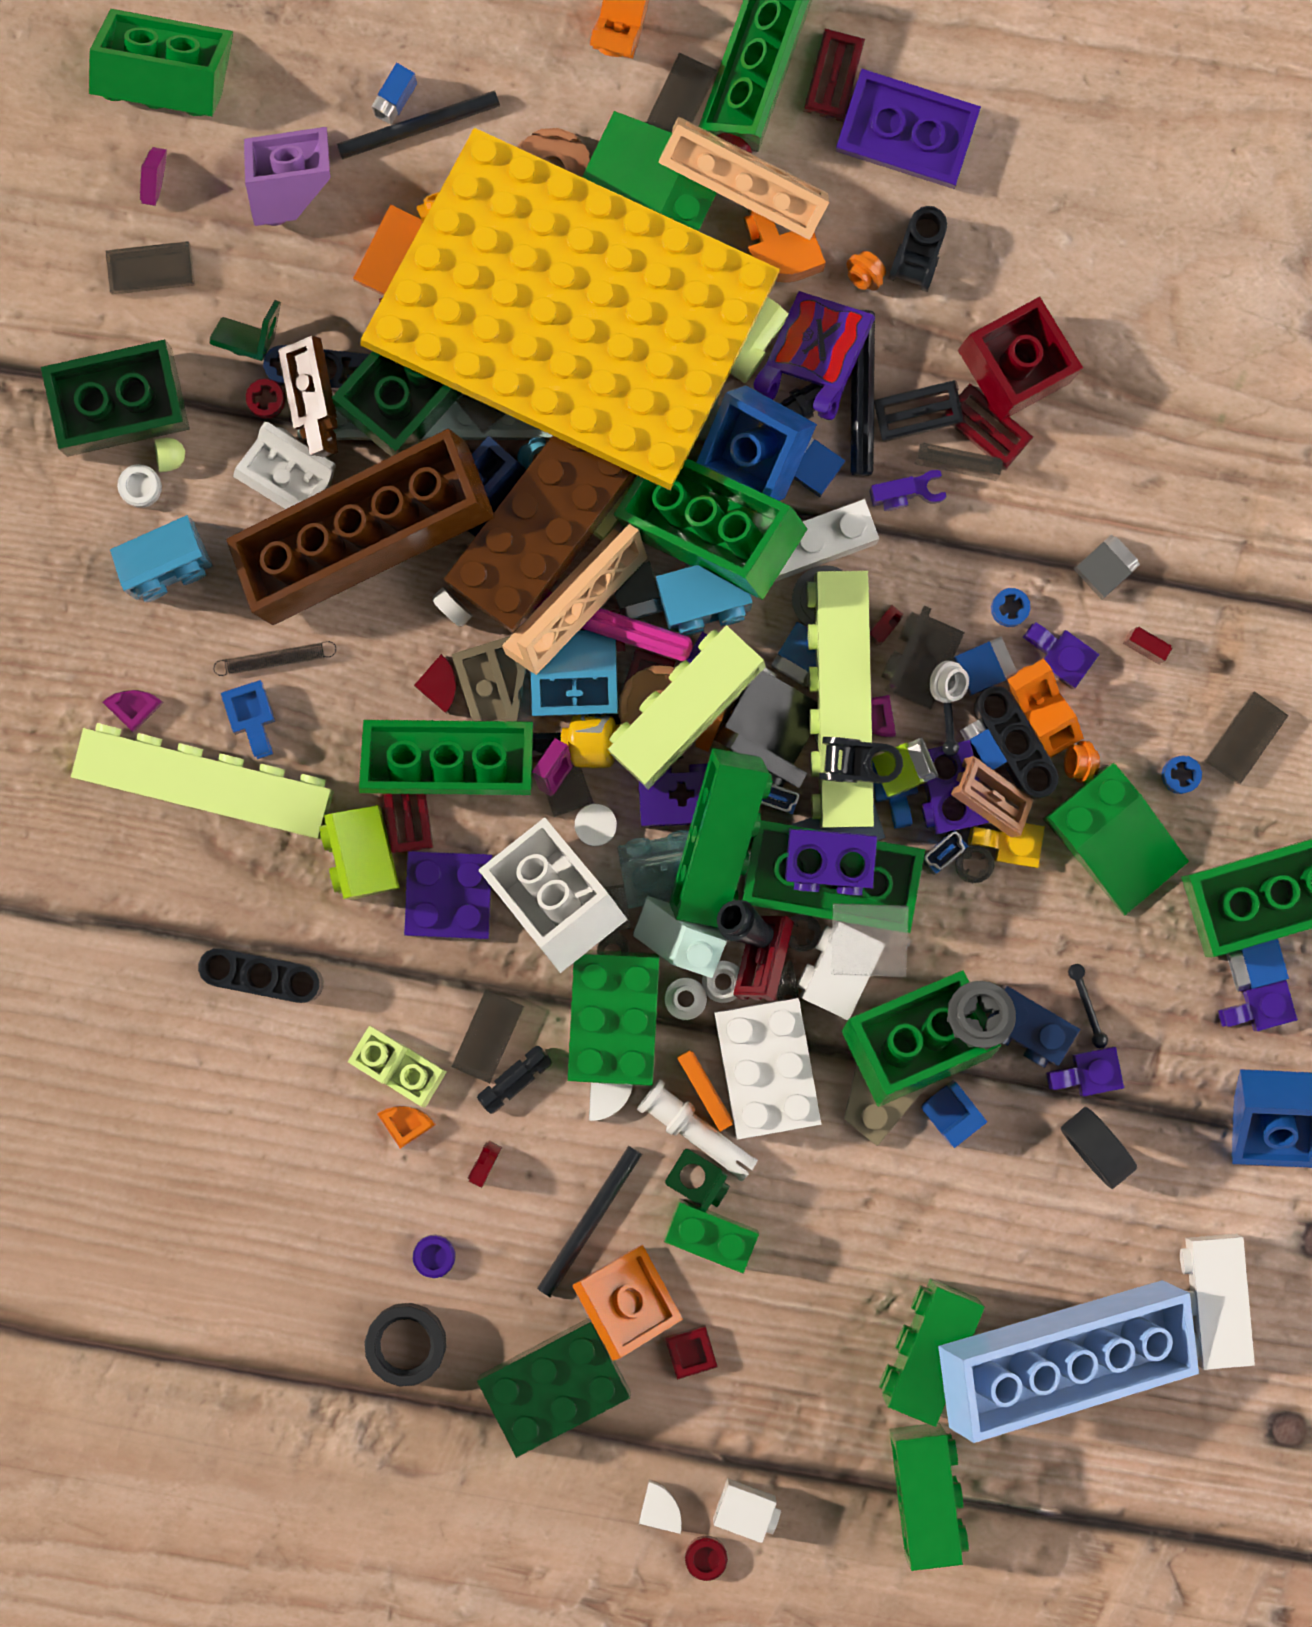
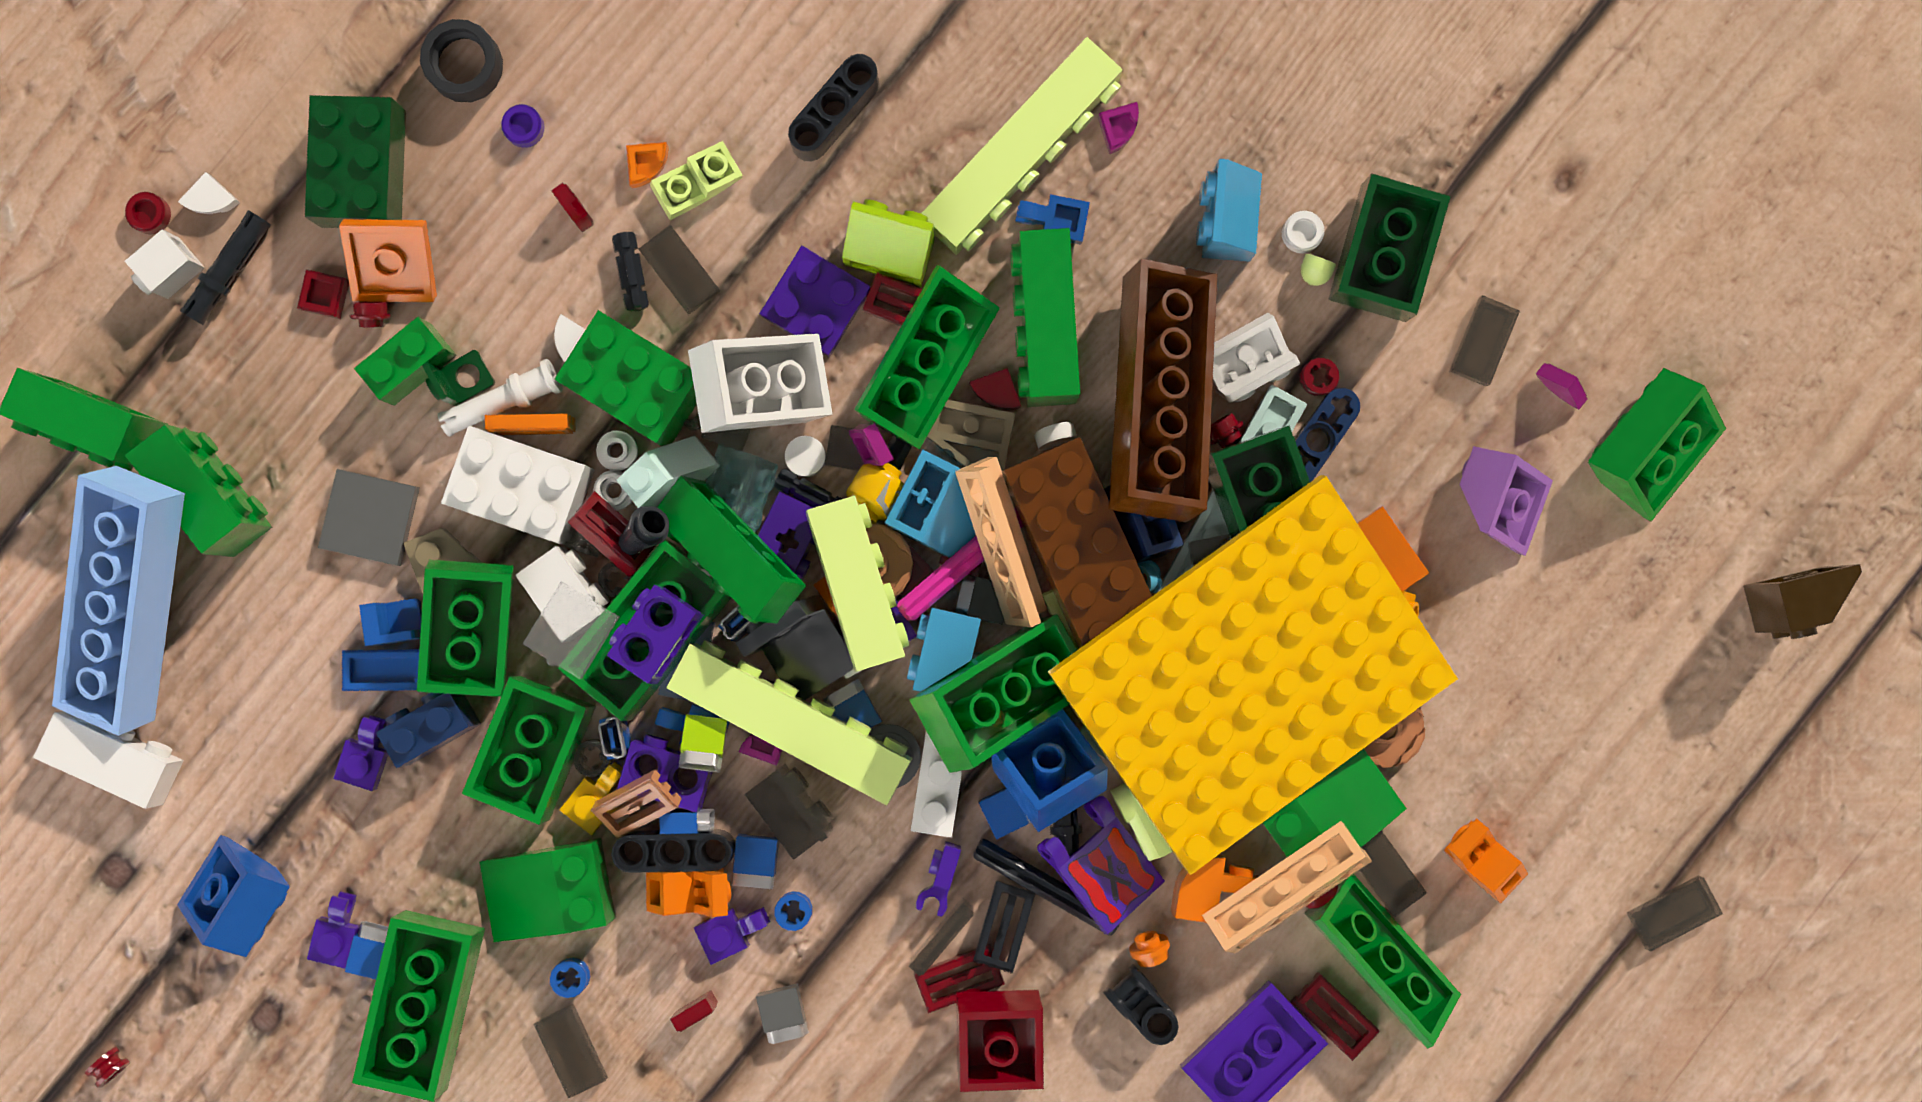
camera: 120 degrees right, 0 degrees up
(246, 339) = (1380, 387): dark green bracket -> none
(264, 654) = (1097, 266): black piece -> none
(310, 394) = (1303, 411): hinge -> none
(350, 671) = (1047, 317): none -> green brick
(361, 455) = (1225, 430): none -> dark red plate
(394, 93) = (1523, 628): blue piece -> none
(418, 124) = (1484, 634): black bar -> none
(589, 1221) = (478, 269): black bar -> none
(627, 804) = (803, 489): none -> black axle
(685, 1295) = (370, 313): none -> dark red plate
(716, 1454) = (224, 269): none -> black pin
(856, 761) = (725, 703): black piece -> none
(872, 1192) = (368, 517): none -> dark grey tile
(885, 625) = (836, 793): dark red tile -> none
(949, 682) = (756, 822): white plate -> none
(950, 747) = (749, 814): black hinge -> none
(992, 1000) = (432, 697): dark grey gear -> none
(998, 922) = (528, 750): none -> green brick
(1001, 1099) = (380, 670): none -> blue tile
(1076, 972) = (453, 793): black hinge -> none
(1081, 761) = (627, 898): orange plate -> none
(1099, 1147) = (290, 728): black tyre -> none

